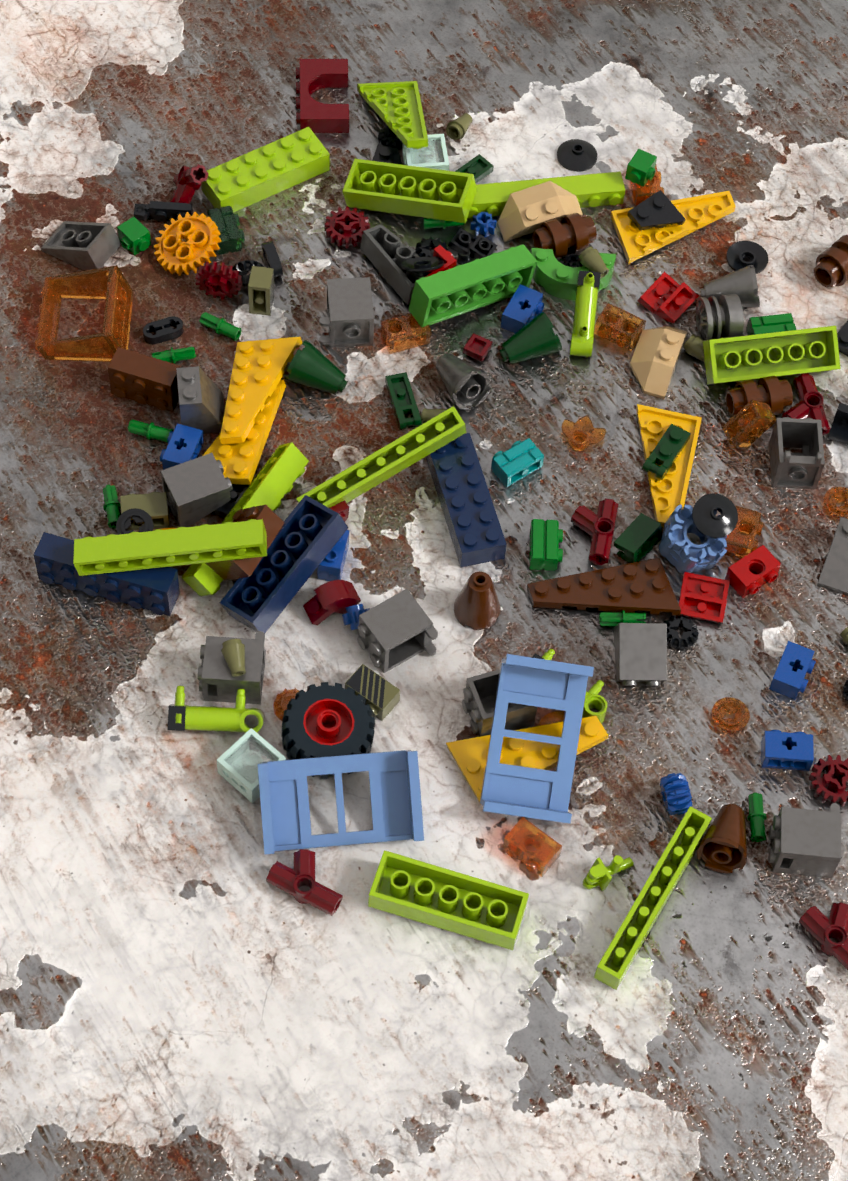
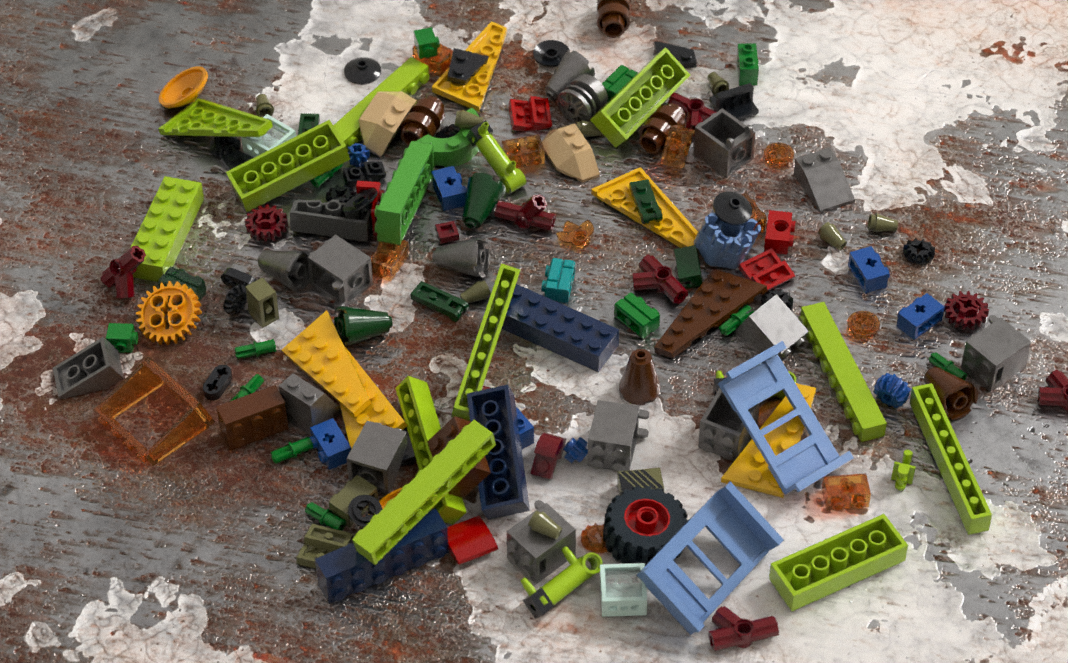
camera: 40 degrees left, 10 degrees down
(84, 523) = (320, 541): none -> olive slope
(162, 210) = (122, 306): black hinge -> none
(192, 618) = (470, 540): none -> red slope
(218, 280) = (224, 317): dark red gear -> none
(313, 277) = (287, 267): none -> flat silver cone
(315, 75) = (148, 170): dark red arch -> none
(412, 64) = (184, 87): none -> light orange dish
(558, 383) = (527, 213): none -> dark red piece
(657, 740) = (842, 372): none -> lime brick
(797, 613) = (831, 235): none -> olive cone

